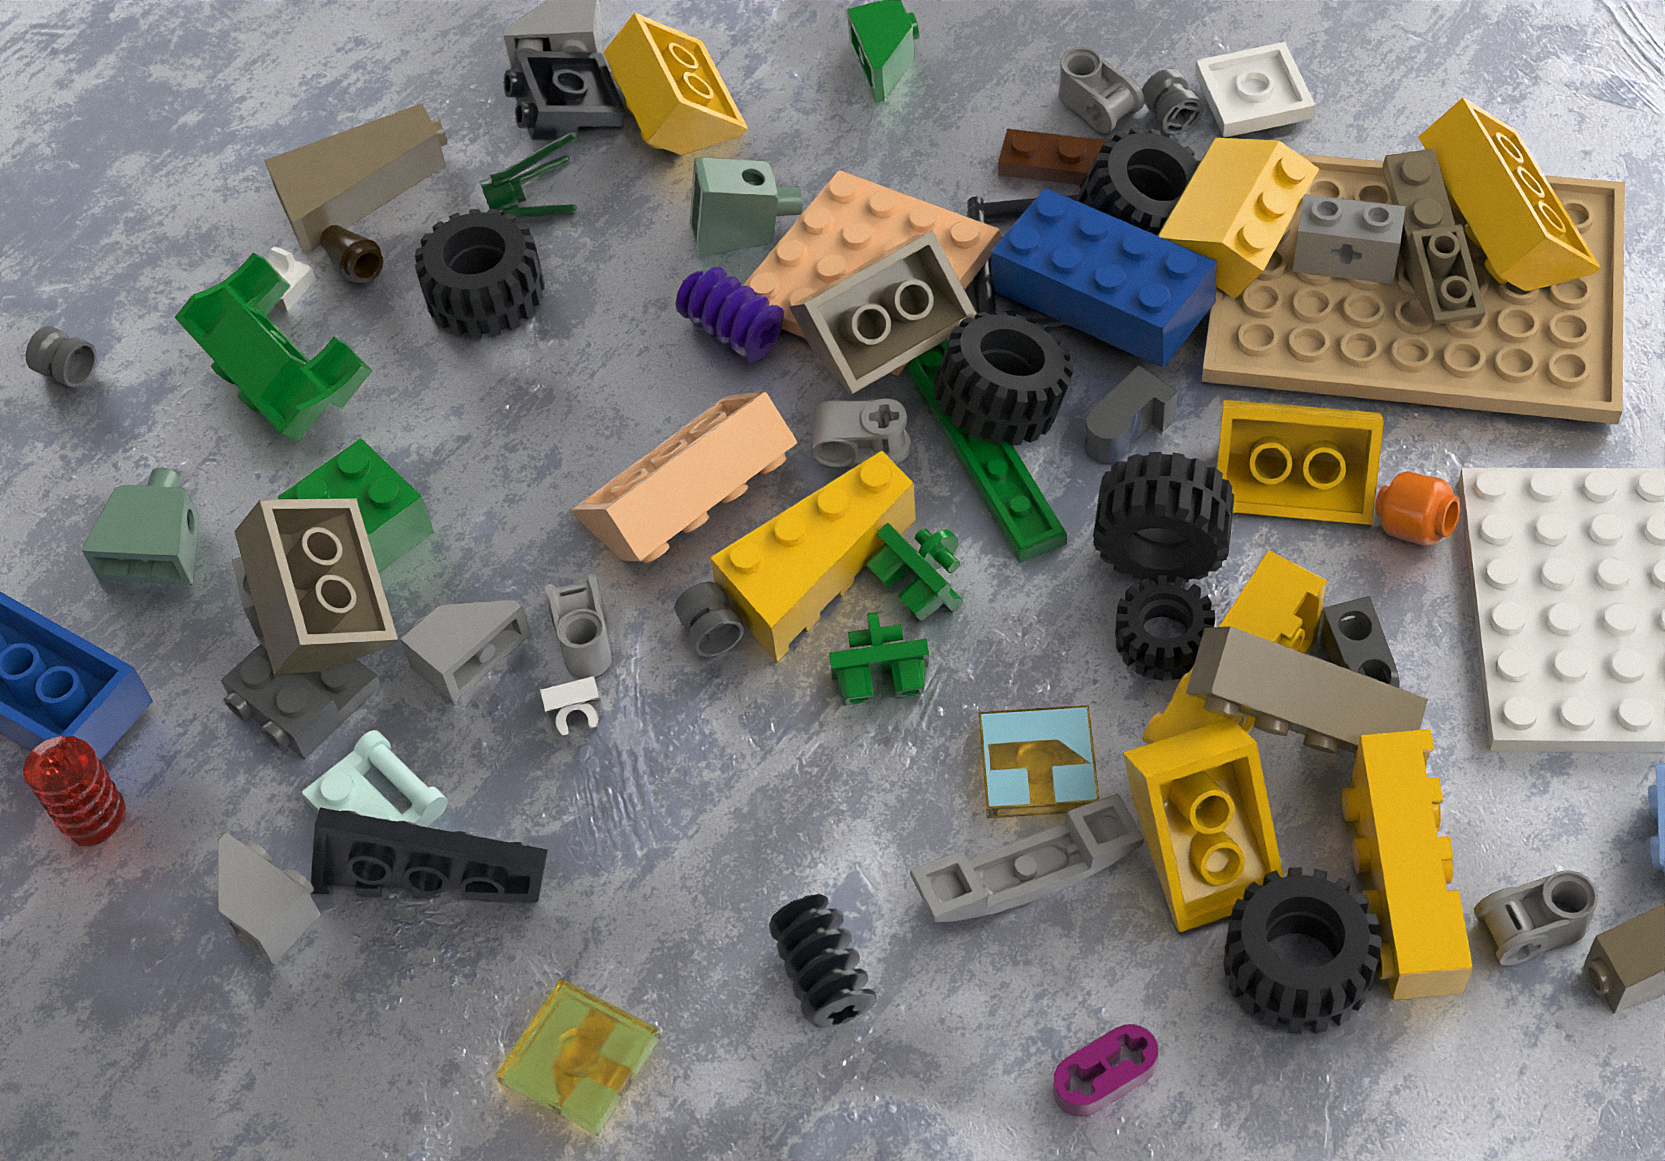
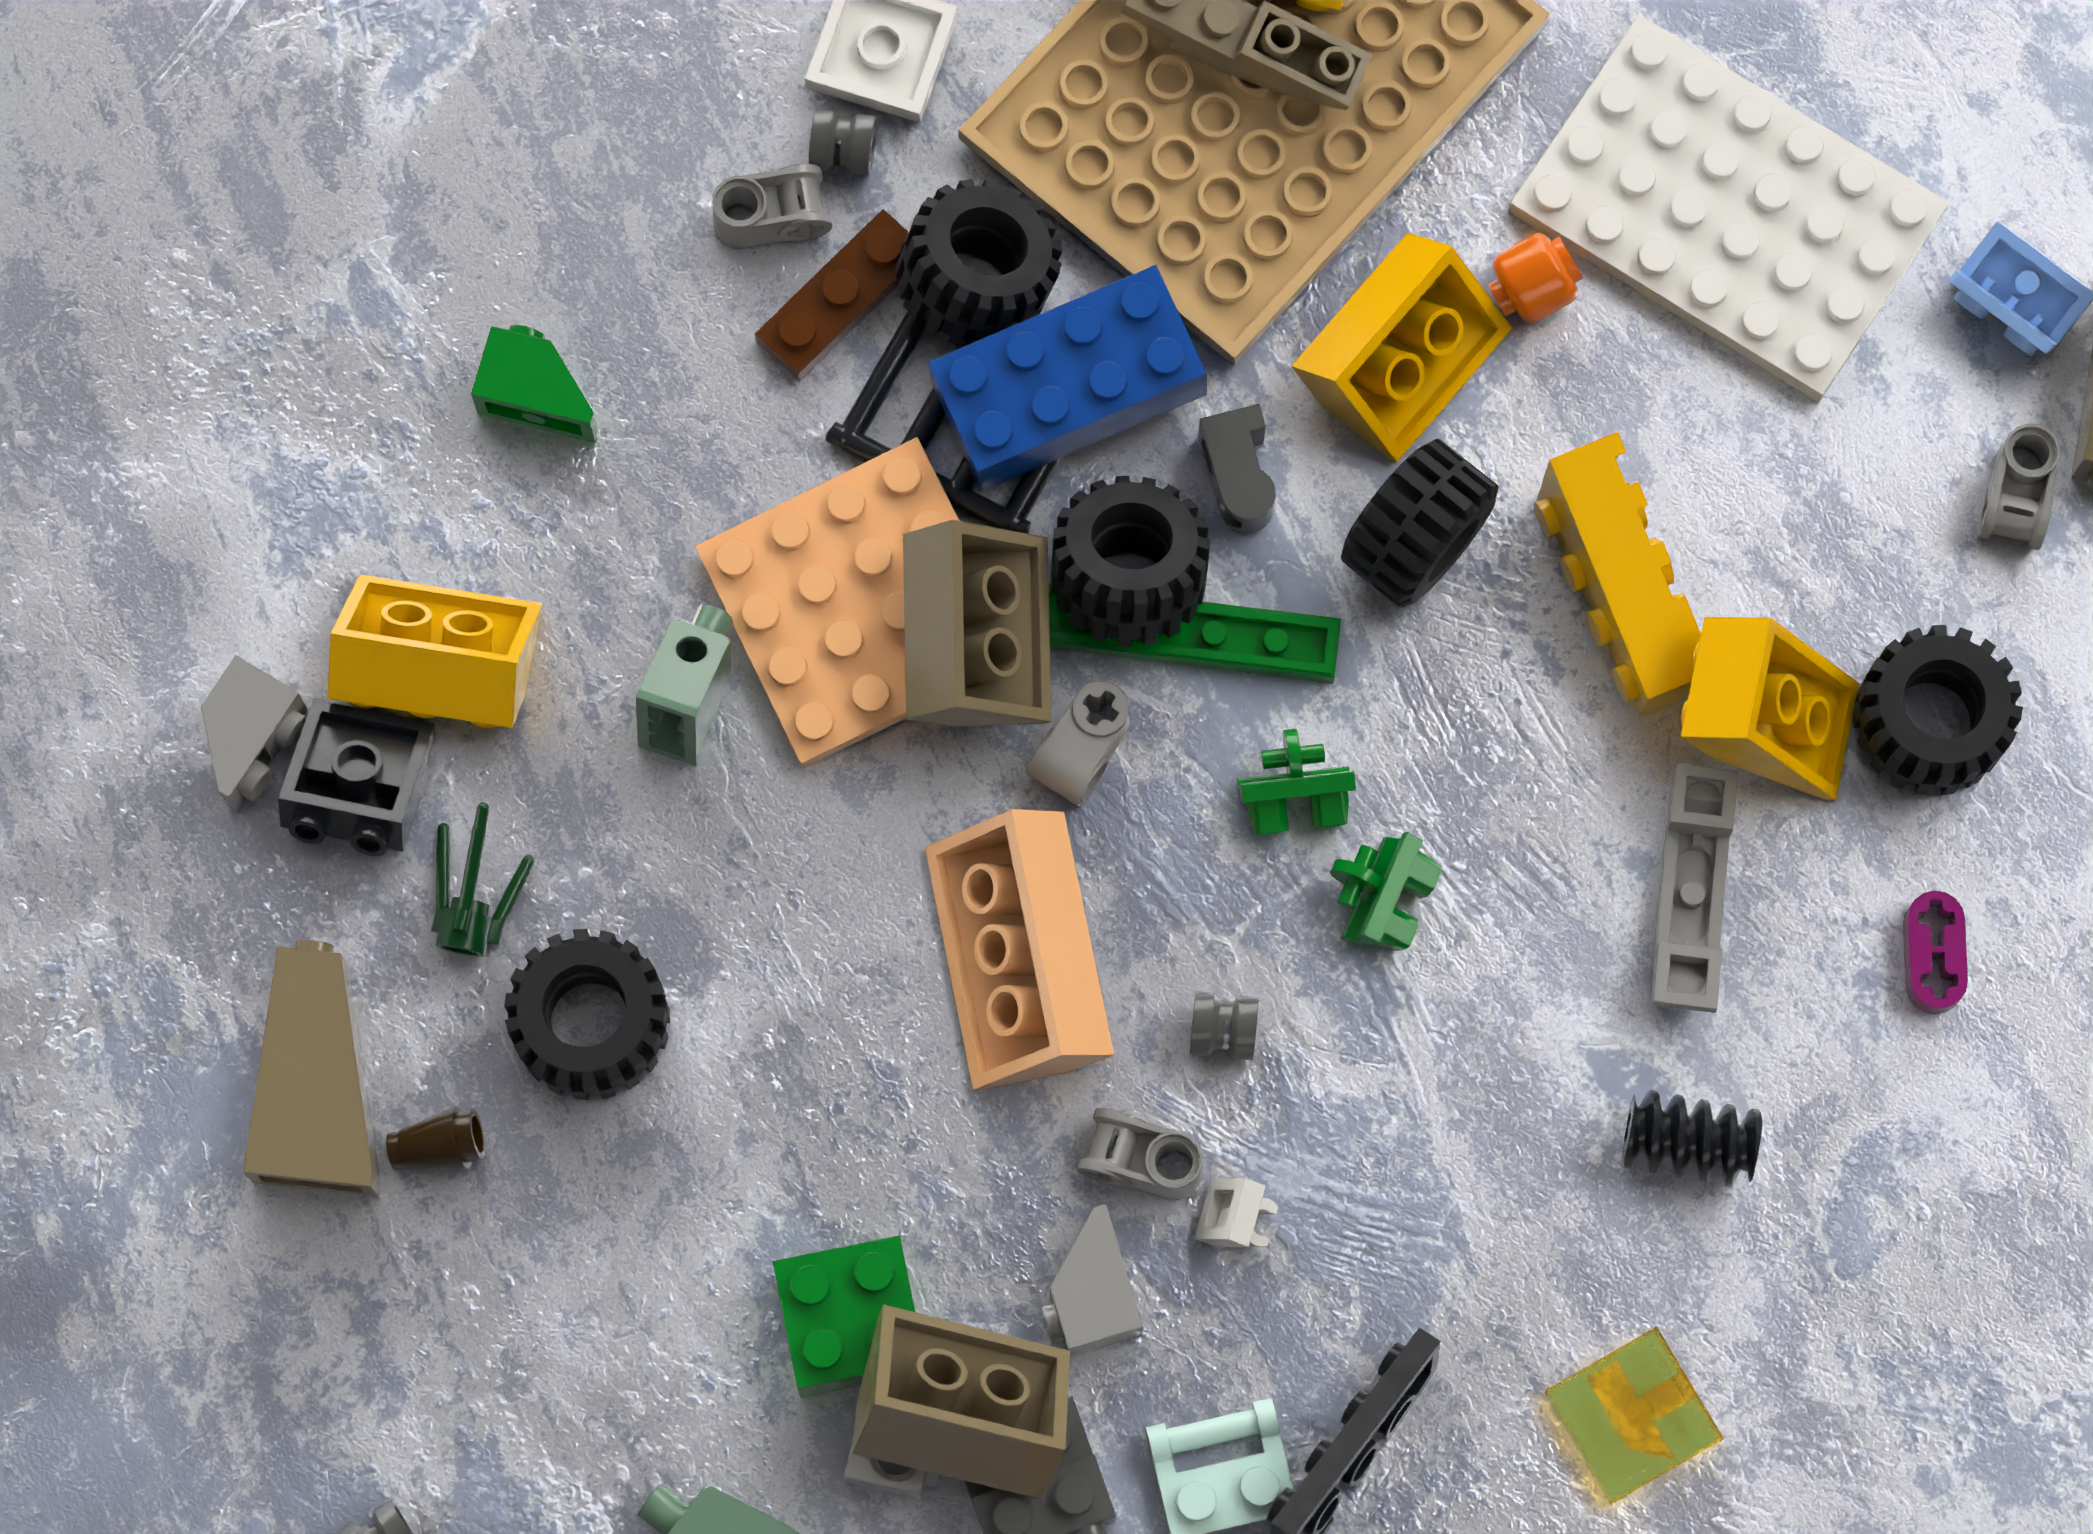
camera: 65 degrees left, 20 degrees up
(261, 359) = (557, 1315): green bracket -> none
(295, 273) = (417, 1242): white tile -> none
(730, 312) = (833, 776): dark purple piece -> none
(812, 551) = (1217, 890): yellow wedge -> none
(1037, 761) = (1581, 810): tile -> none
(1155, 602) = (1521, 564): black tyre -> none
(1239, 206) = (1085, 191): yellow slope -> none
(1297, 692) = (1714, 535): dark tan brick -> none
(1348, 238) = (1189, 112): light grey brick -> none
(1358, 641) = (1665, 444): dark grey leg -> none
(1407, 866) = (1913, 563): yellow wedge -> none

